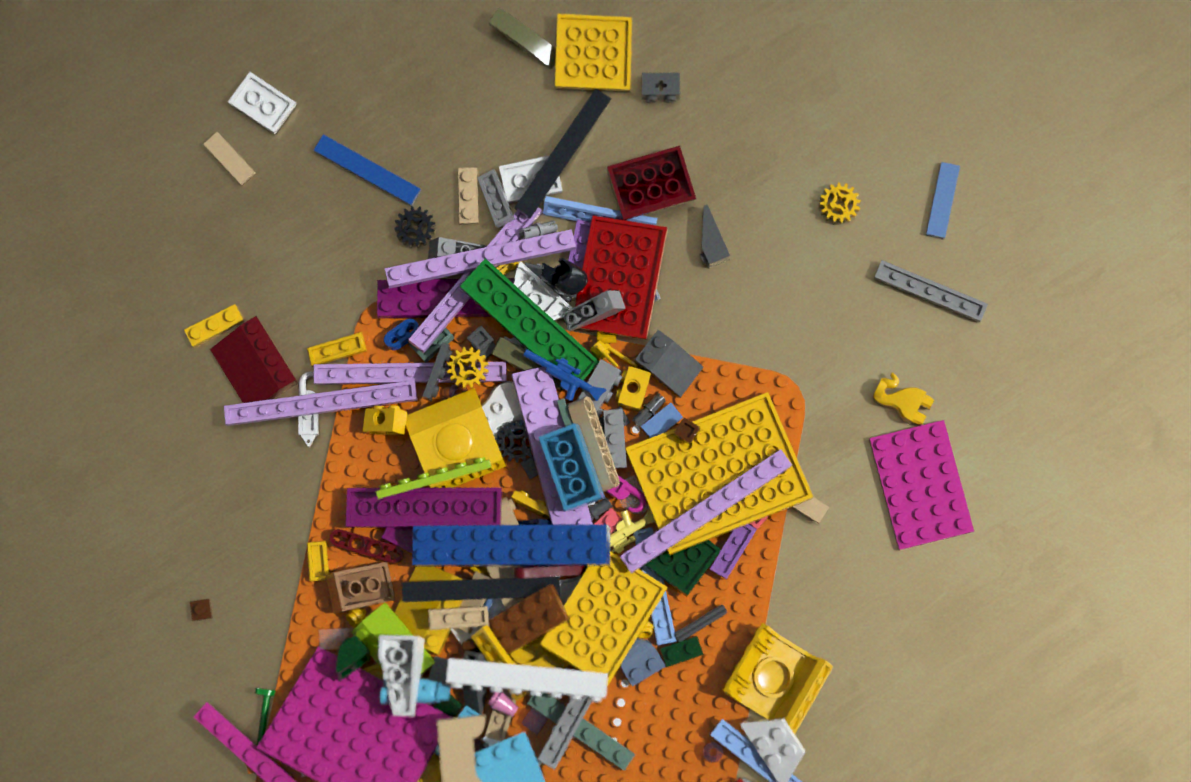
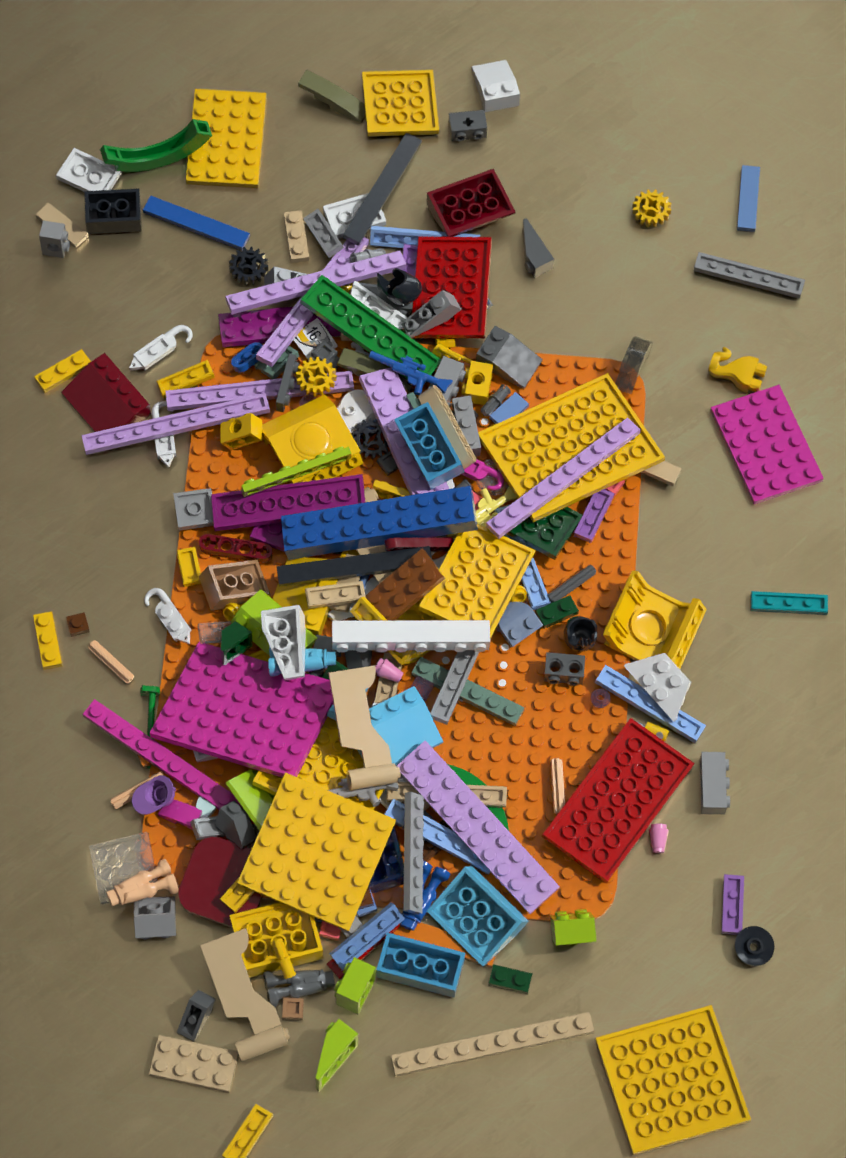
camera: 10 degrees left, 15 degrees down
(169, 624) = (47, 640): none -> yellow plate
(217, 179) = (54, 239): none -> light grey brick
(230, 655) = (110, 661): none -> light nougat axle
(282, 151) = (113, 211): none -> black brick
(293, 614) = (170, 616): none -> white plate
(313, 311) = (158, 348): none -> white plate
(328, 499) = (194, 509): none -> light grey plate
(335, 88) = (159, 154): none -> green arch
(408, 74) = (235, 147): none -> yellow plate
(469, 319) = (312, 336): none -> sticker
(681, 712) = (564, 663): none -> dark grey brick
(686, 431) = (534, 410): reddish brown plate -> none
(696, 40) = (496, 85): none -> white slope
(701, 683) = (580, 633): none -> black helmet
(796, 383) = (632, 363): none -> clear smoke arch
(919, 664) = (789, 603): none -> teal tile

